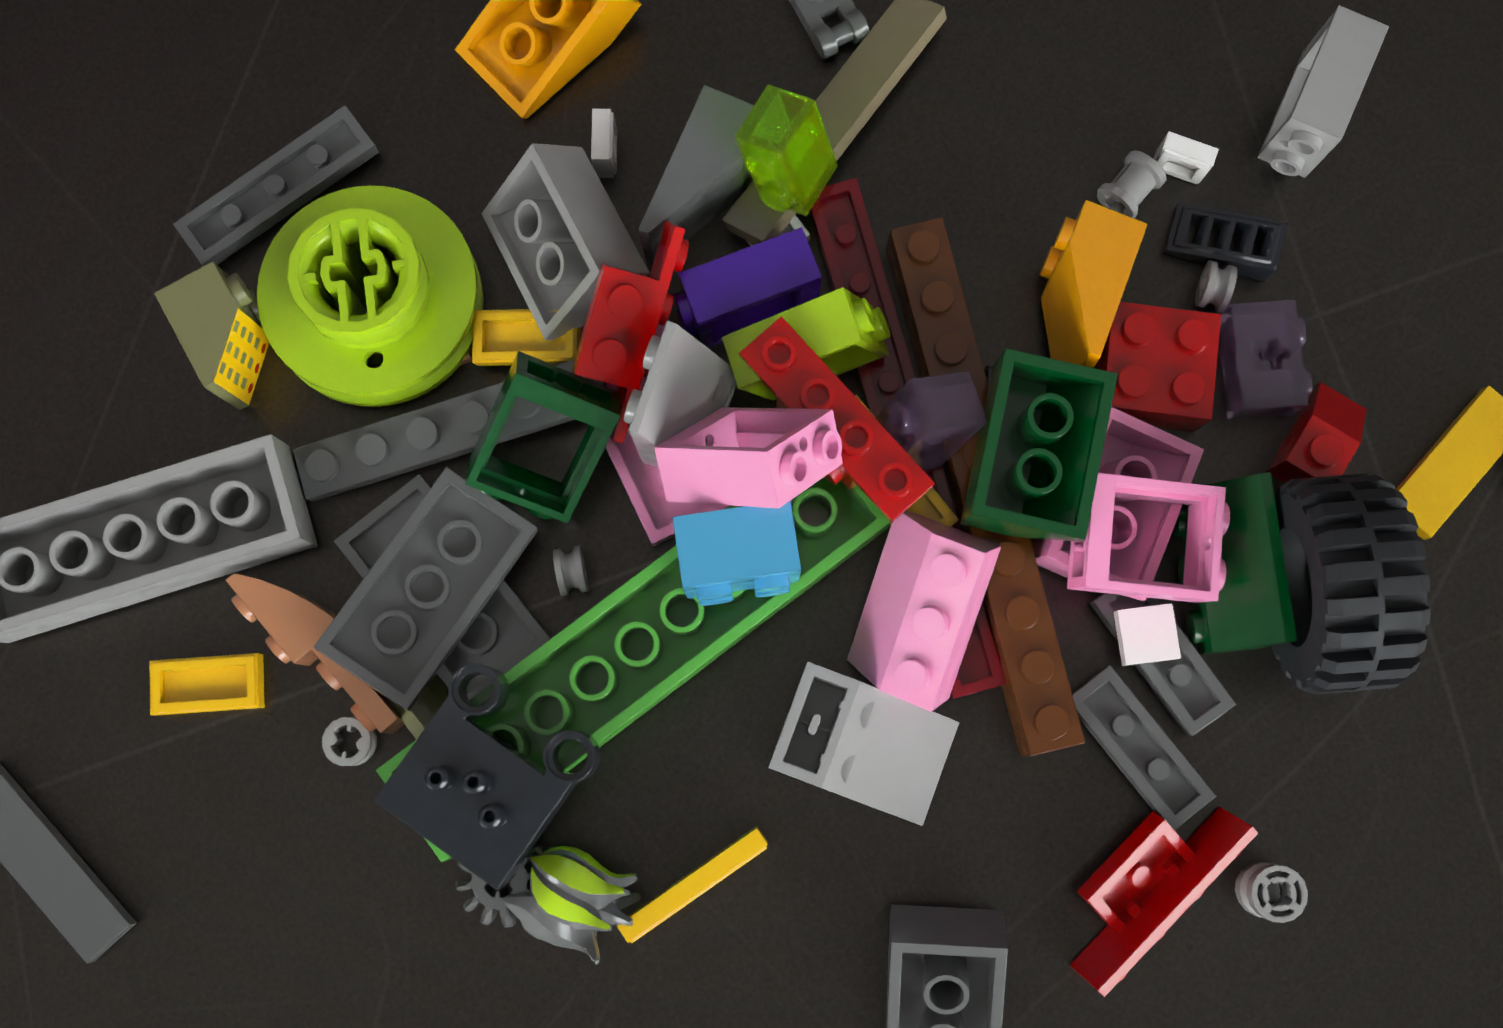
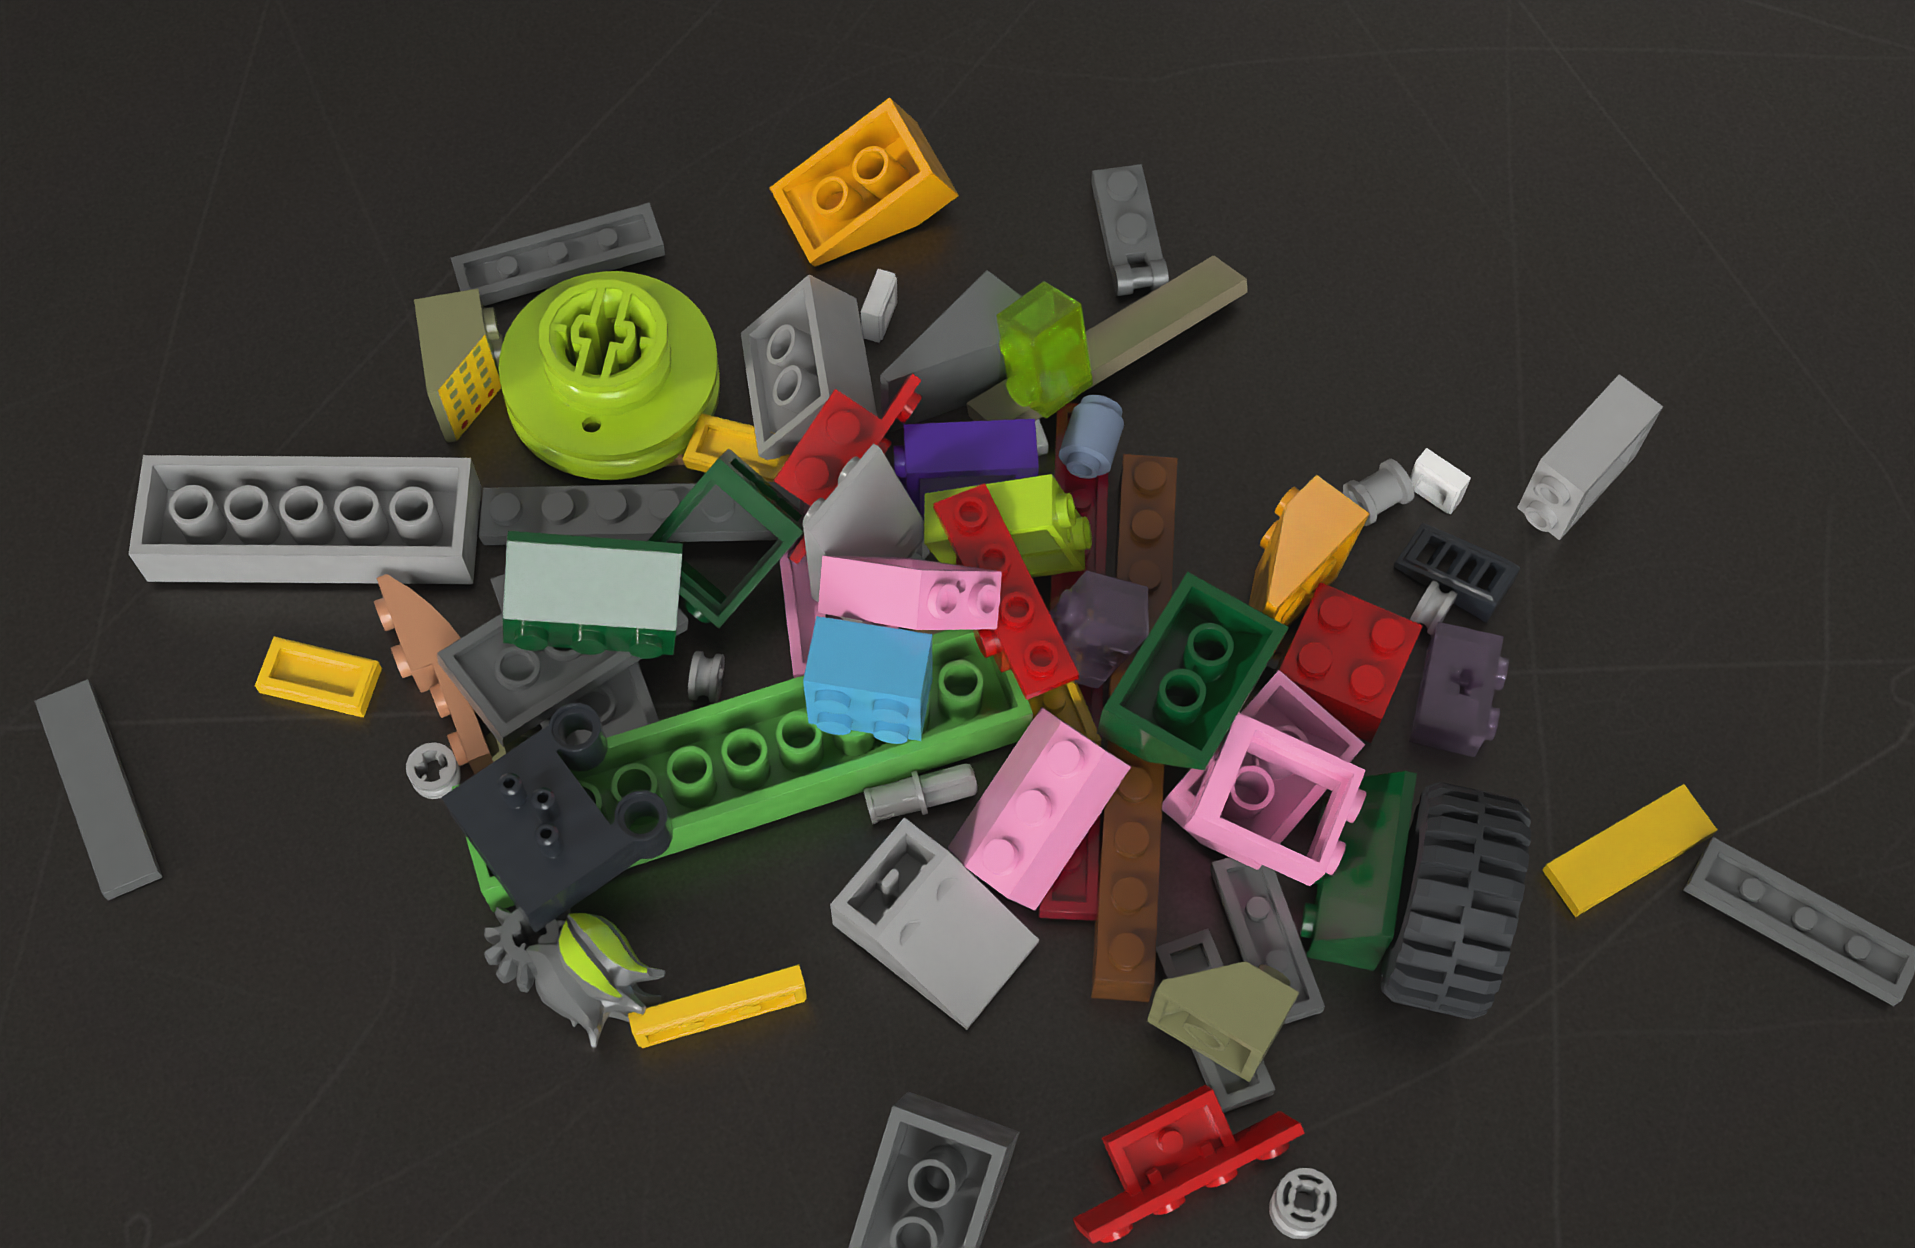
camera: 15 degrees right, 15 degrees down
(440, 548) = (591, 594): none -> slope
(806, 617) = (920, 792): none -> light grey axle
(854, 220) = (1092, 437): none -> sand blue brick
(1147, 634) = (1253, 907): white tile -> none
(1172, 754) = (1226, 1013): none -> olive slope
(1320, 438) = (1502, 768): red slope -> none

